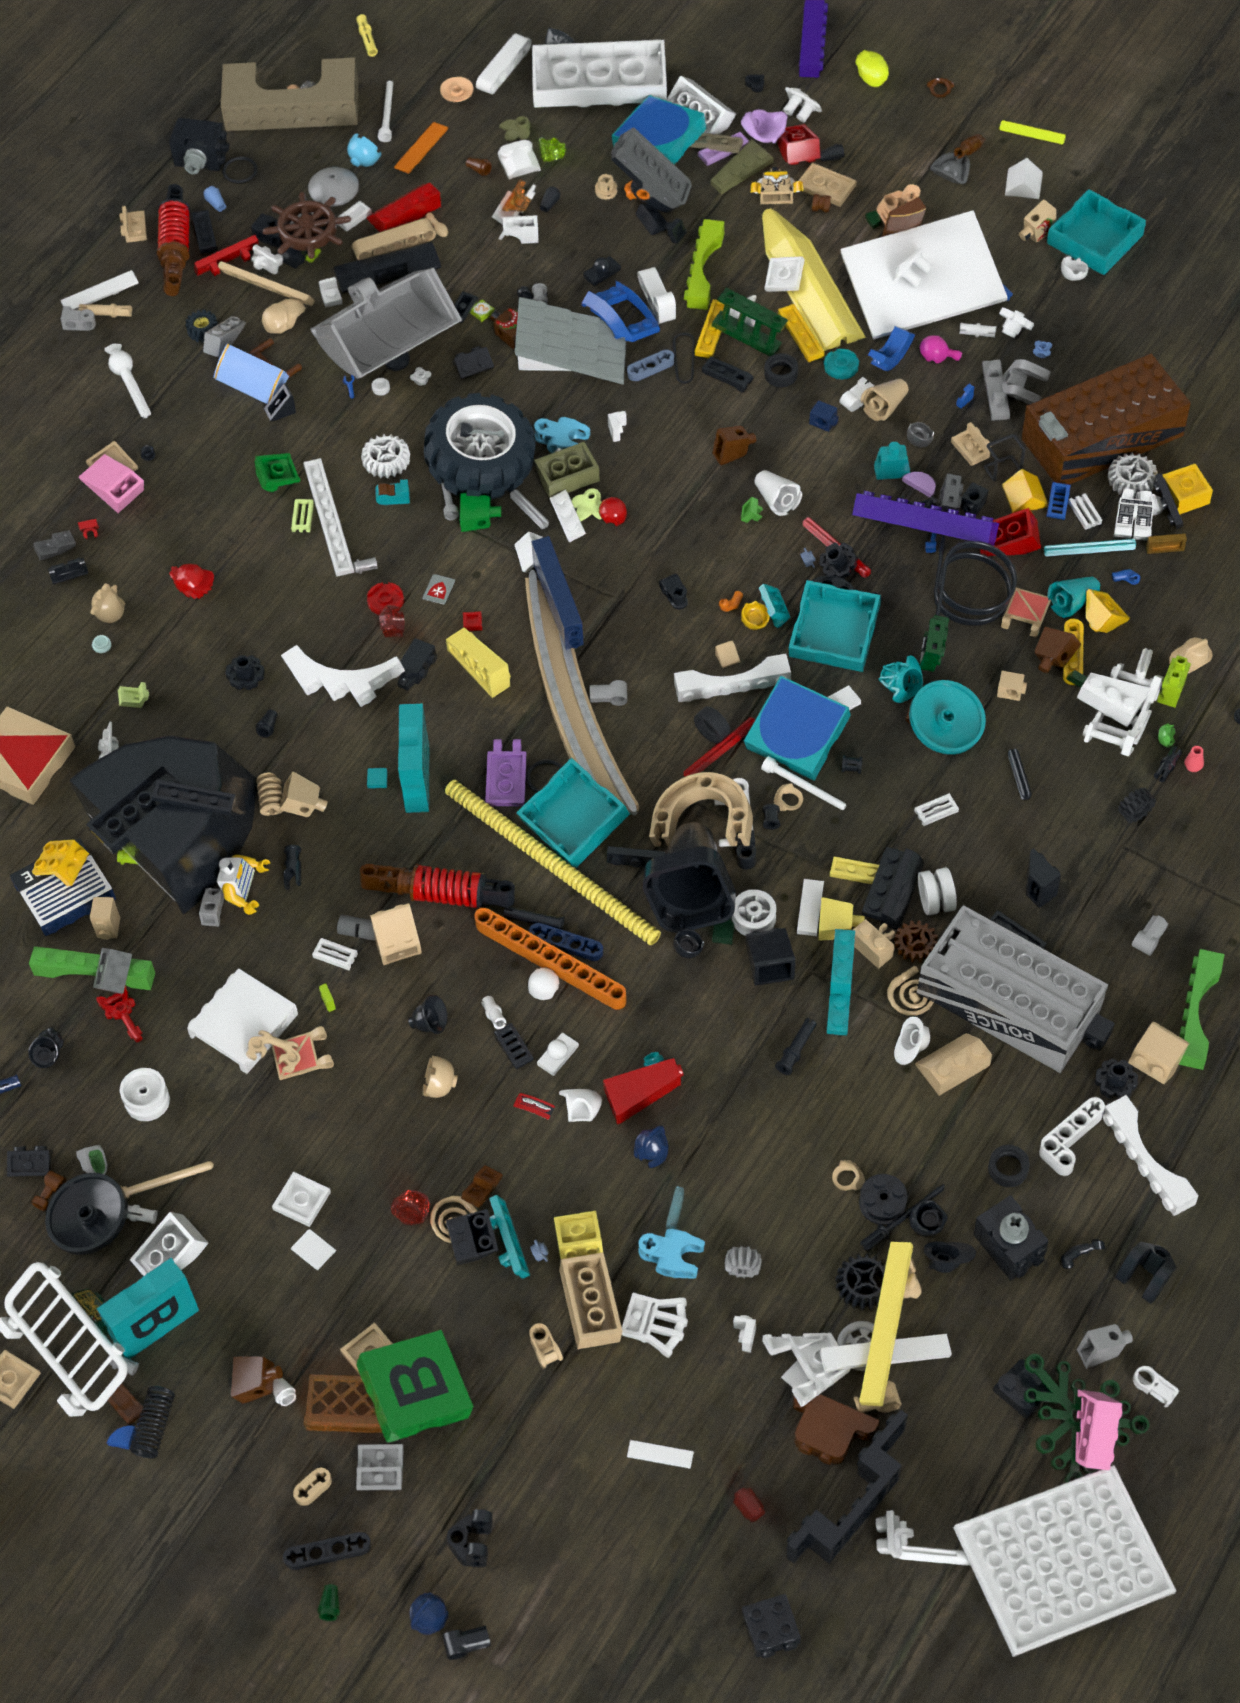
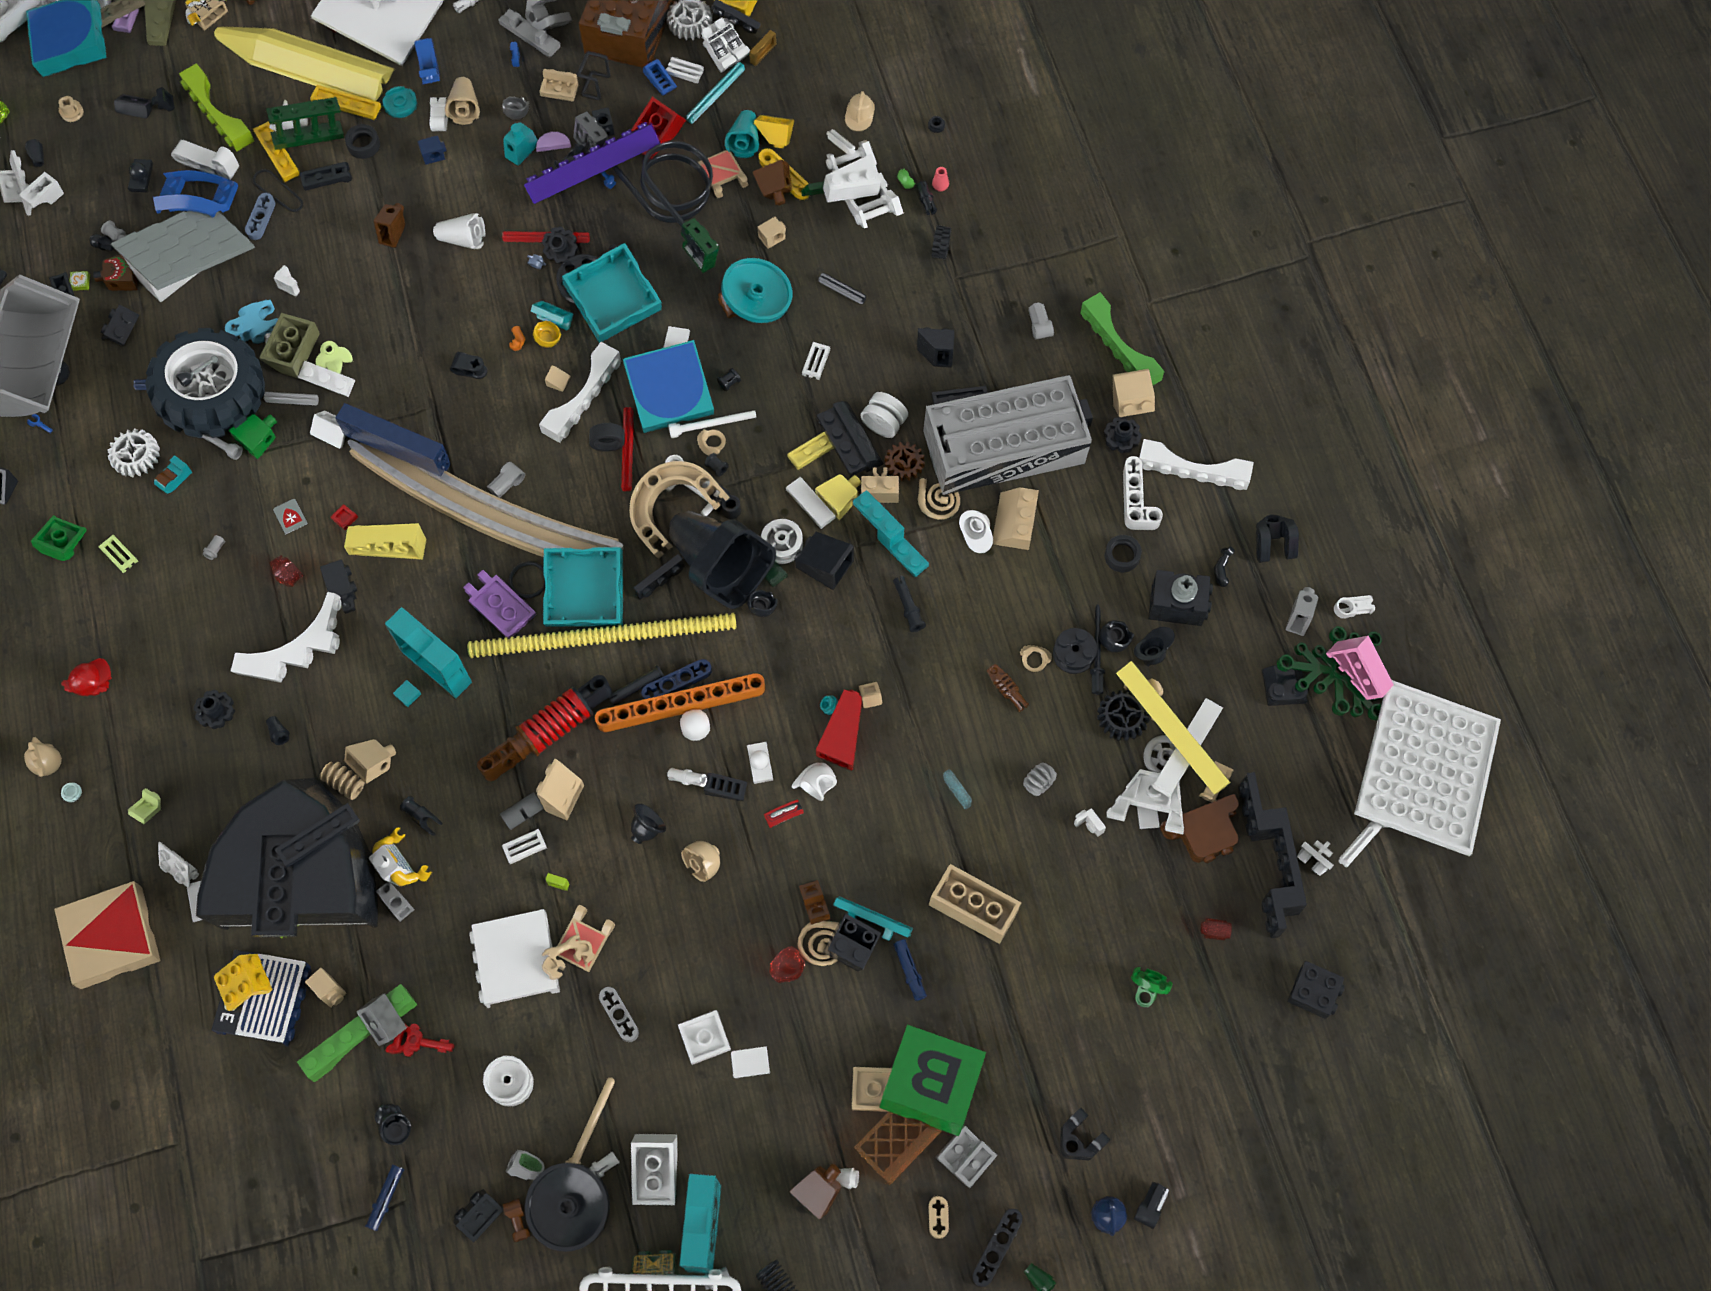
camera: 50 degrees left, 10 degrees up
(266, 1135) = (606, 1004): none -> light grey beam
(328, 517) = (140, 537): white tile -> none
(380, 386) = (65, 404): white tile -> none
(383, 595) = (256, 558): red tile -> none
(421, 376) = (89, 374): white plate -> none
(487, 1307) = (913, 979): none -> dark blue pin
(516, 200) = (12, 172): clear orange slope -> none
(539, 1251) = (903, 905): sand blue plate -> none
(545, 1349) = (980, 964): tan piece -> none
(578, 1235) = (916, 869): light yellow plate -> none
(613, 511) = (357, 346): red hair -> none
(641, 1317) = (1017, 882): white plate -> none
(652, 174) = (108, 69): dark grey piece -> none
(652, 1145) = (895, 762): dark blue helmet -> none
(652, 1488) = (1150, 982): none -> green tile
(660, 1454) = (1125, 955): white sticker -> none
(668, 1251) = (985, 820): medium azure piece -> none
(692, 1084) = (870, 695): none -> tan slope
(751, 510) = (456, 261): bright green tile -> none
(784, 274) = (285, 67): white tile -> none
(800, 1175) = (1006, 686): none -> reddish brown hinge
(896, 677) = (696, 293): teal piece -> none
(936, 349) = (457, 37): dark pink hair -> none
(1024, 492) = (630, 90): yellow slope -> none
(1126, 575) = (761, 91): blue arm -> none
(1174, 681) = (874, 134): lime hips -> none

